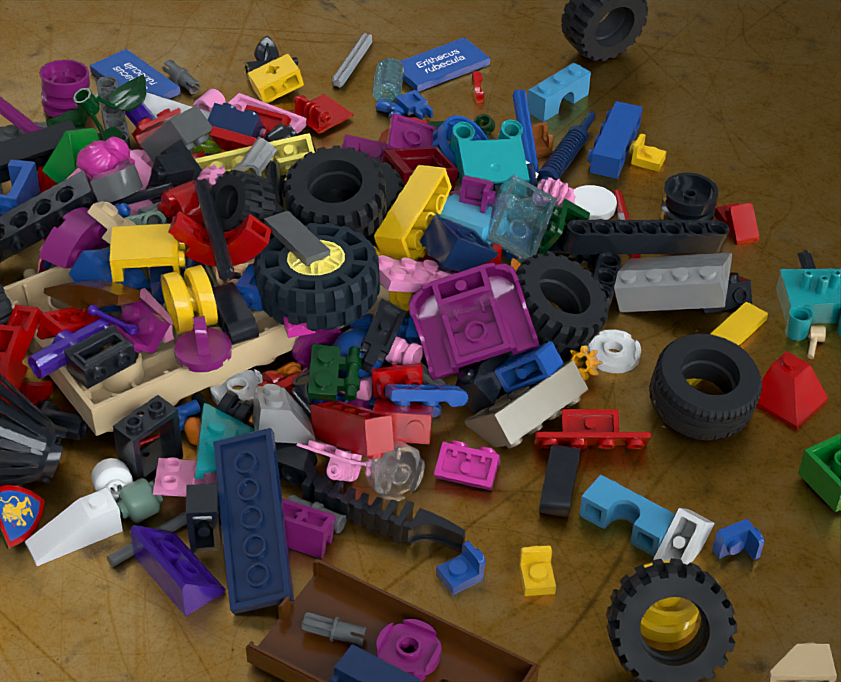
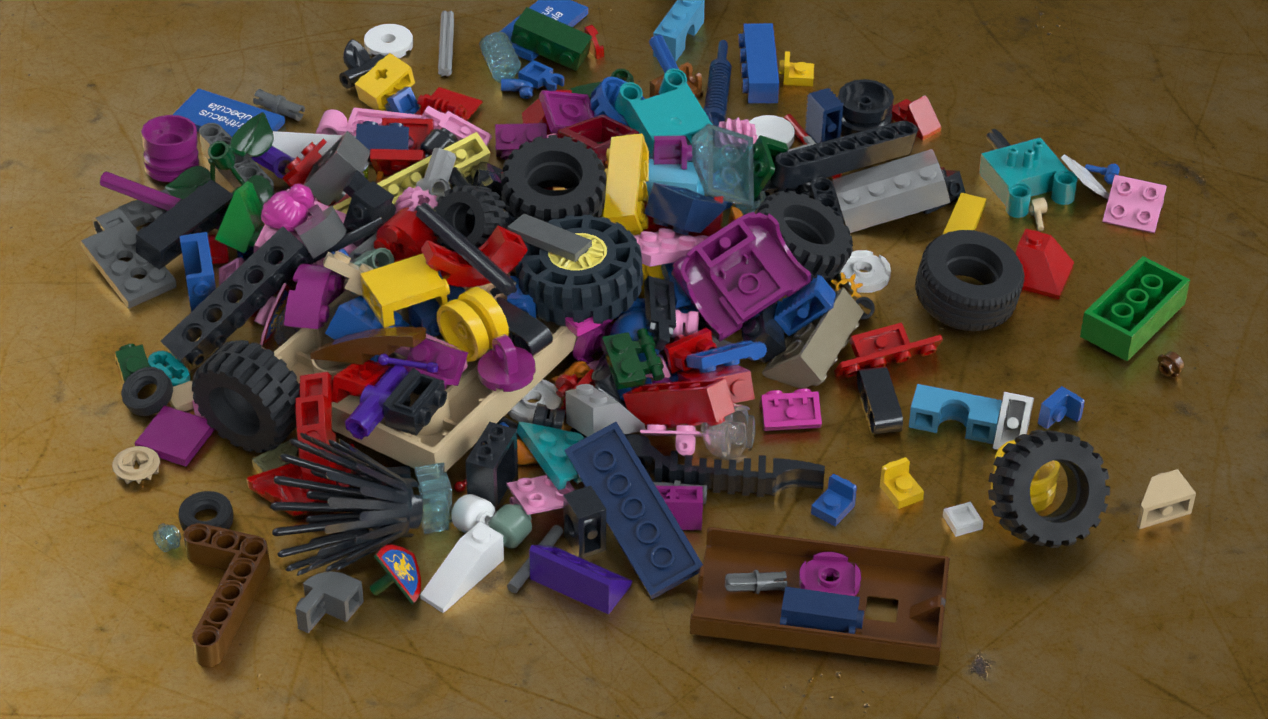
camera: 20 degrees left, 0 degrees up
(81, 451) = (436, 497): none -> clear light blue window
(283, 98) = (403, 102): none -> blue tile
(305, 47) = (398, 36): none -> white tile
(307, 124) = (454, 124): none -> bright pink hinge
(439, 75) = (551, 39): none -> dark green brick
(583, 627) = (963, 519): none -> white tile
(597, 381) = (867, 303): none -> black hinge
(644, 196) = (824, 116): none -> dark blue brick

